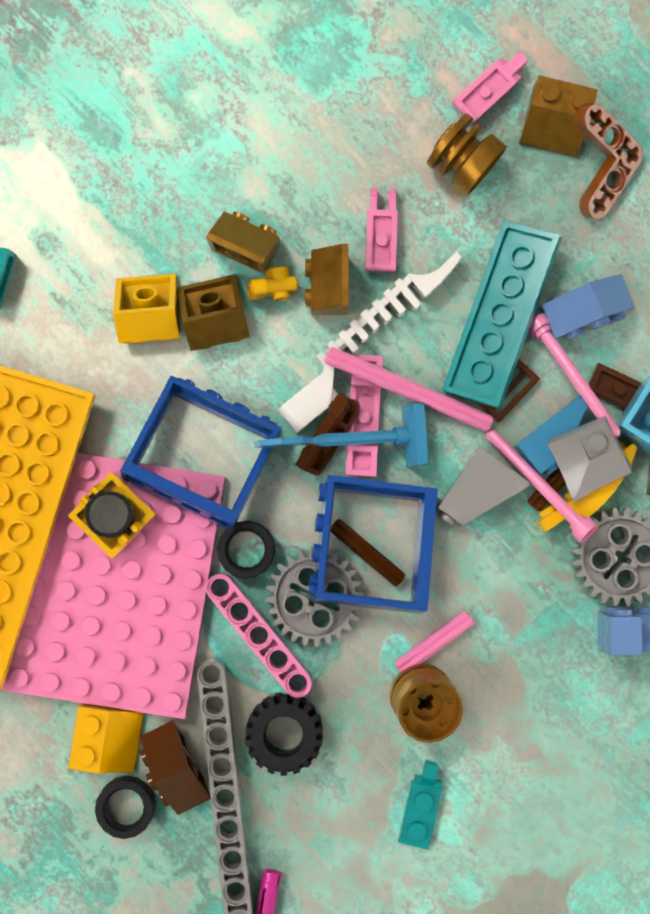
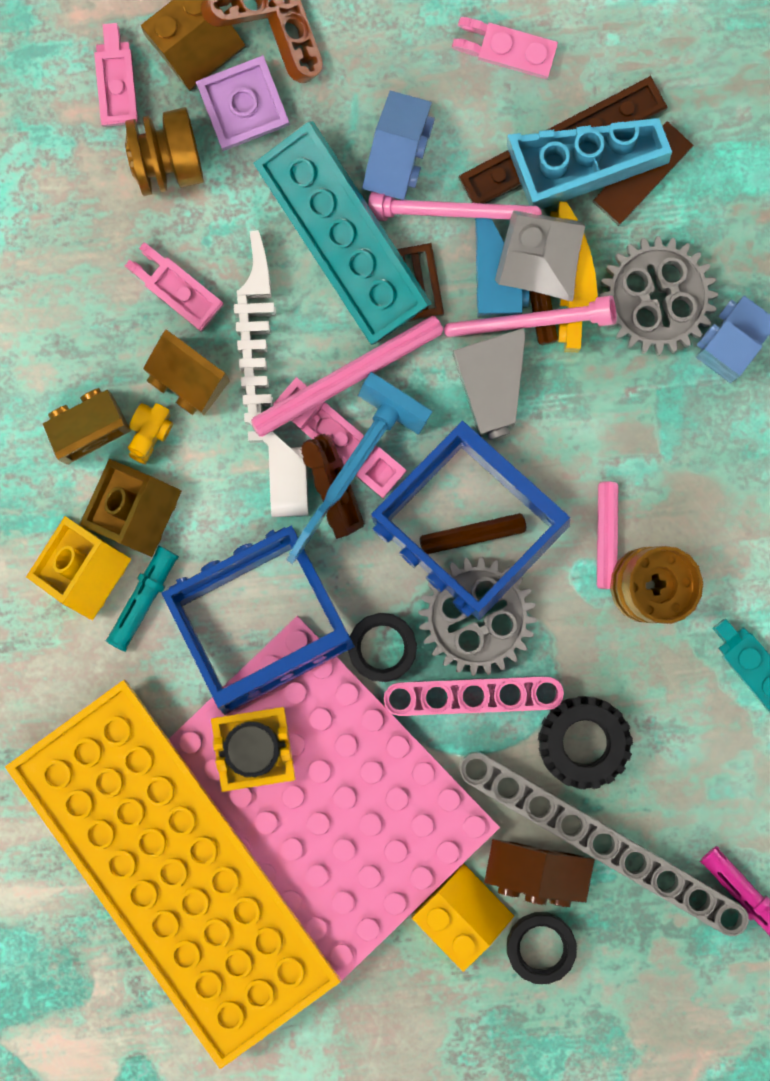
camera: 50 degrees left, 0 degrees up
(159, 365) = (140, 601): none -> teal pin
(538, 183) = (242, 103): none -> lavender plate

